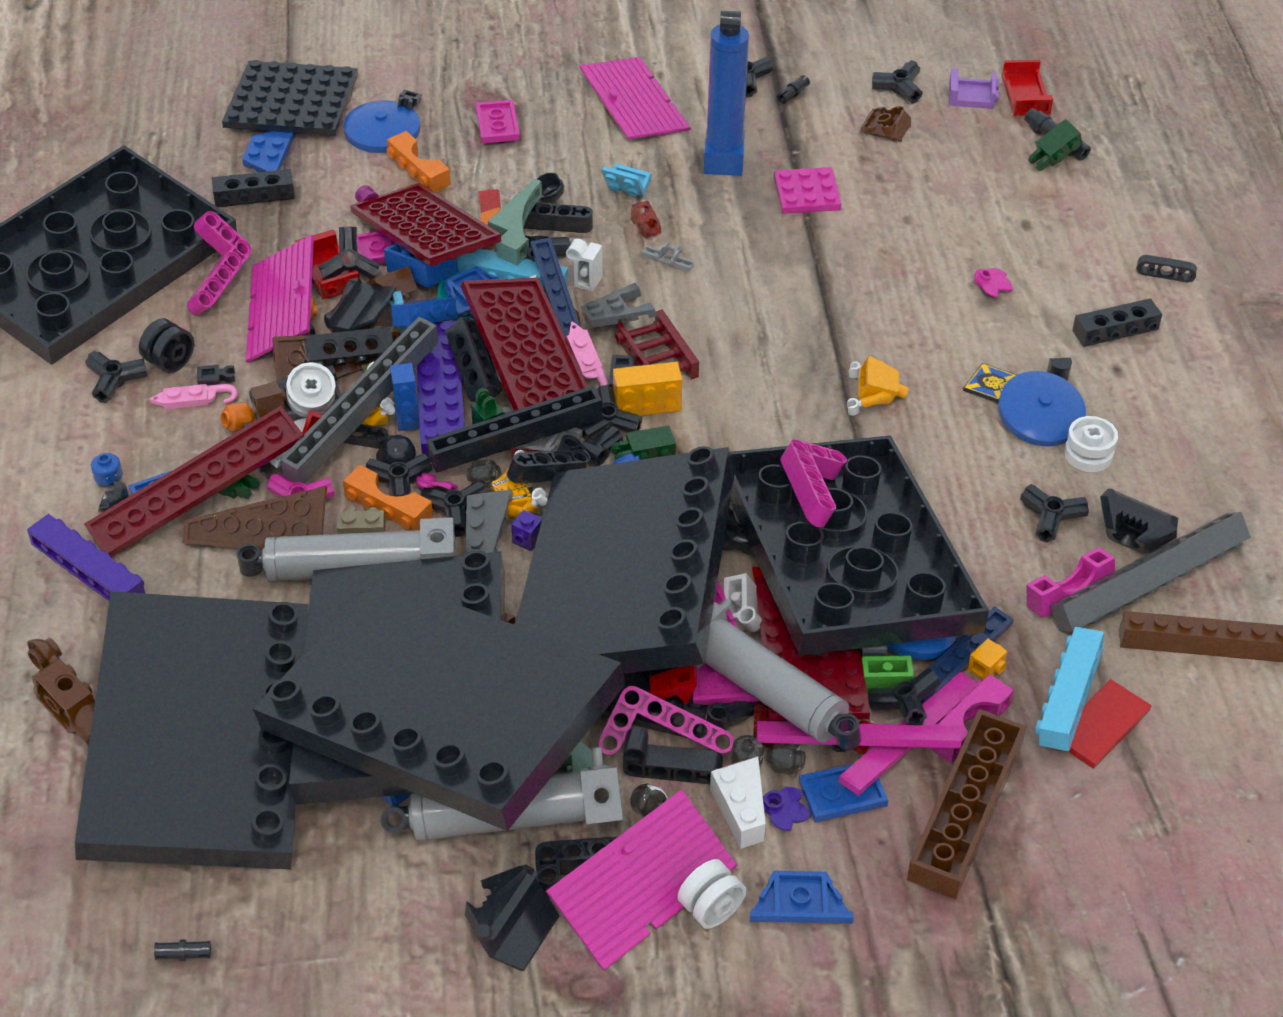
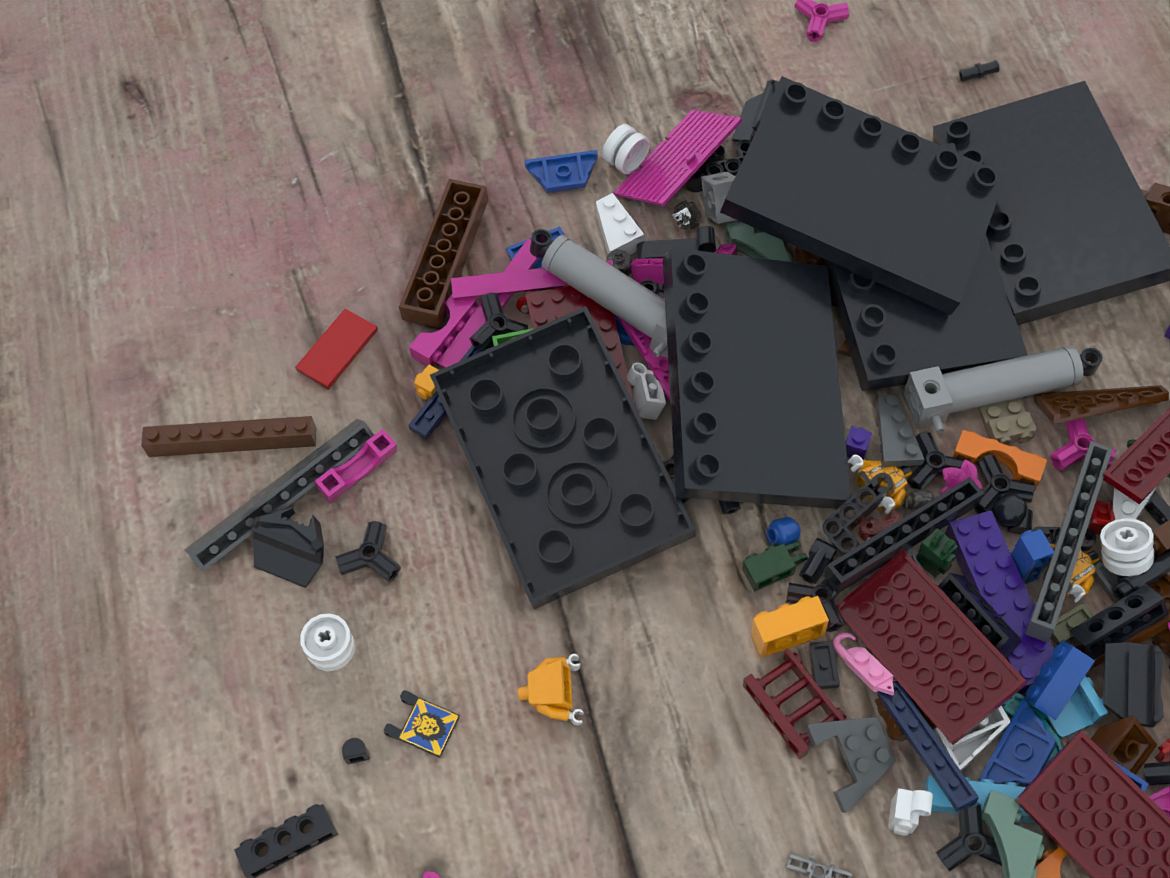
camera: 175 degrees right, 15 degrees up
(787, 807) = (584, 234): dark purple plate -> none
(806, 467) = (604, 502): dark pink beam -> none
(1040, 407) = (376, 689): blue dish -> none
(1070, 689) = (360, 363): medium azure brick -> none

